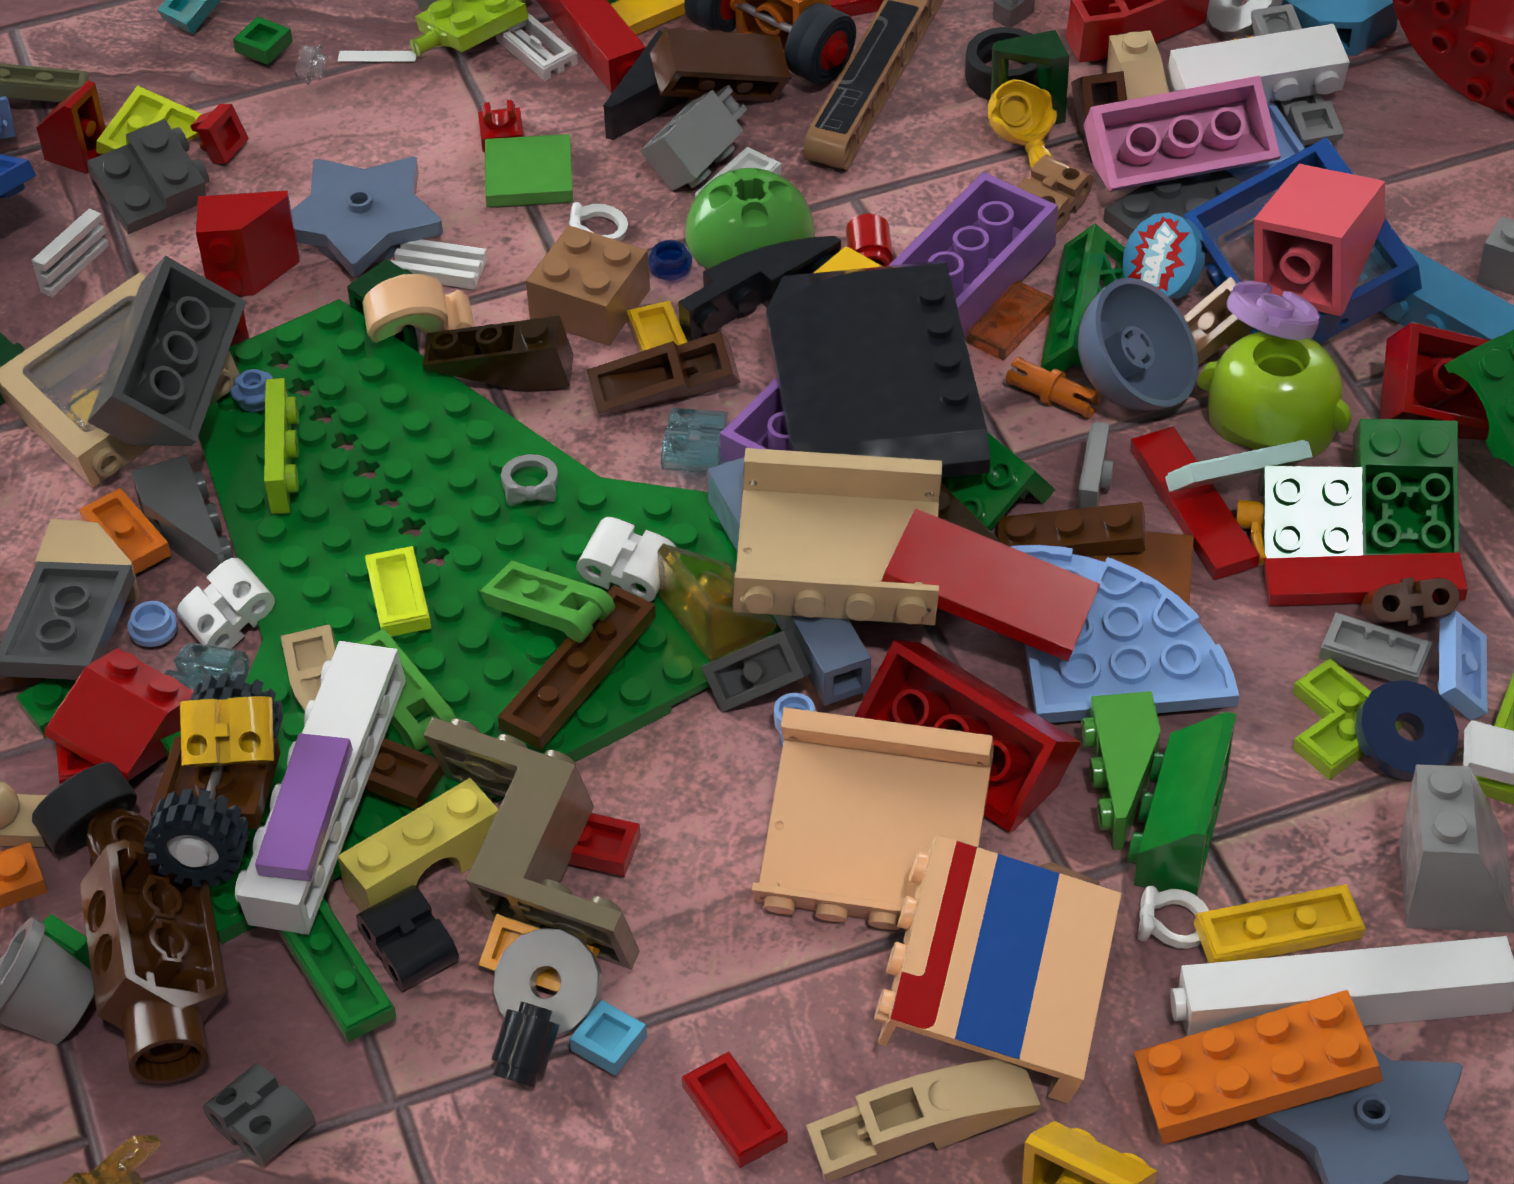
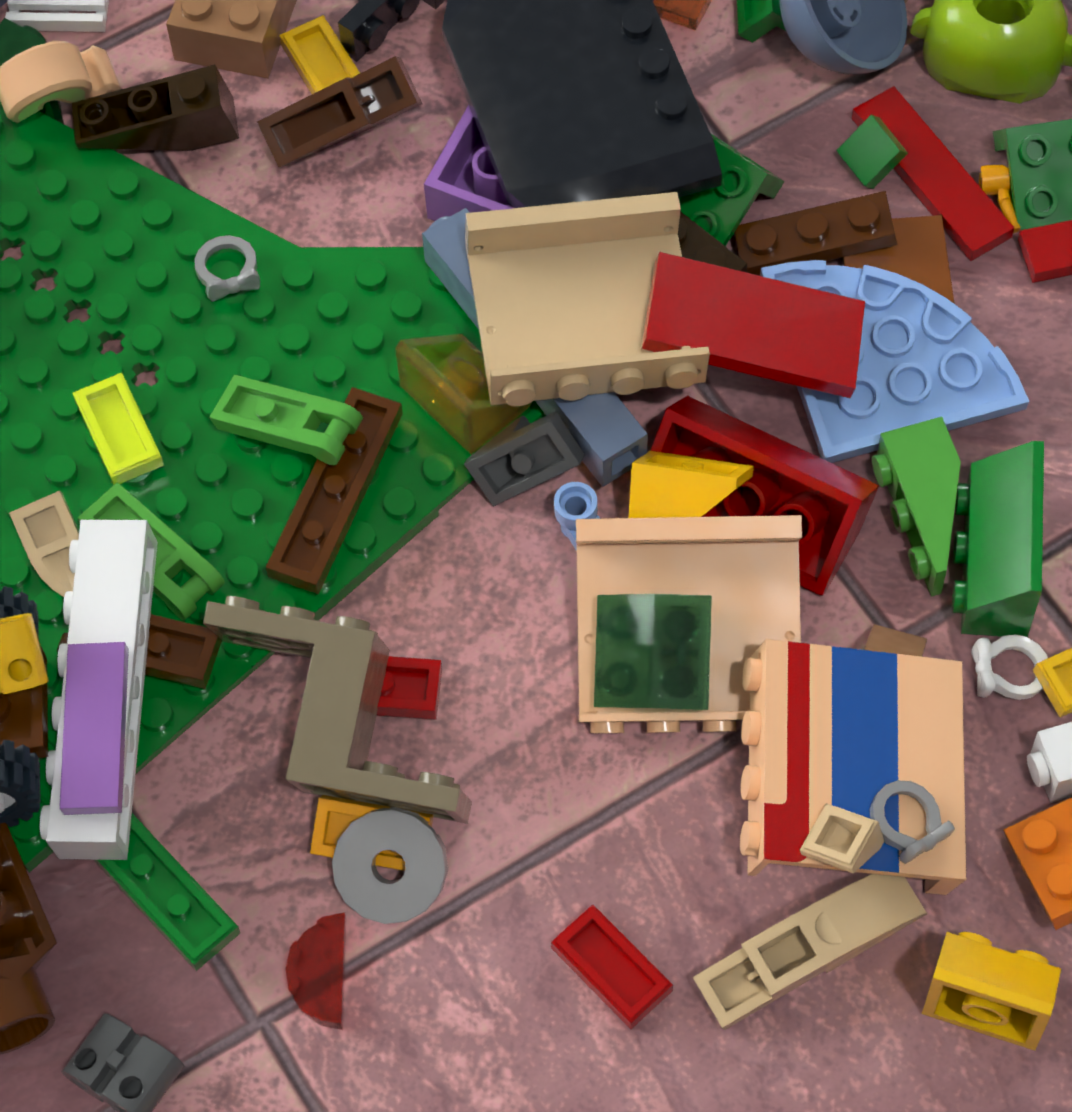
camera: 10 degrees left, 15 degrees up
(400, 853) = (190, 758): light yellow arch -> none
(407, 937) = (228, 835): black piece -> none
(461, 1066) = (318, 971): none -> clear red tile
(524, 1044) = (382, 940): black brick -> none
(608, 1037) = (465, 912): medium azure plate -> none
(623, 558) = (356, 351): white piece -> none
(693, 440) = (391, 186): clear light blue piece -> none
(835, 837) = (653, 651): none -> clear green slope
(898, 703) = (681, 485): none -> yellow slope
(970, 1014) = (842, 839): none -> tan slope
(1053, 387) = (756, 57): orange pin -> none
(1062, 1029) = (909, 846): none -> light grey piece
(1096, 470) = (825, 154): light grey plate -> none
(1140, 474) = (872, 151): none -> green tile
(1237, 465) = (974, 128): light aqua tile -> none

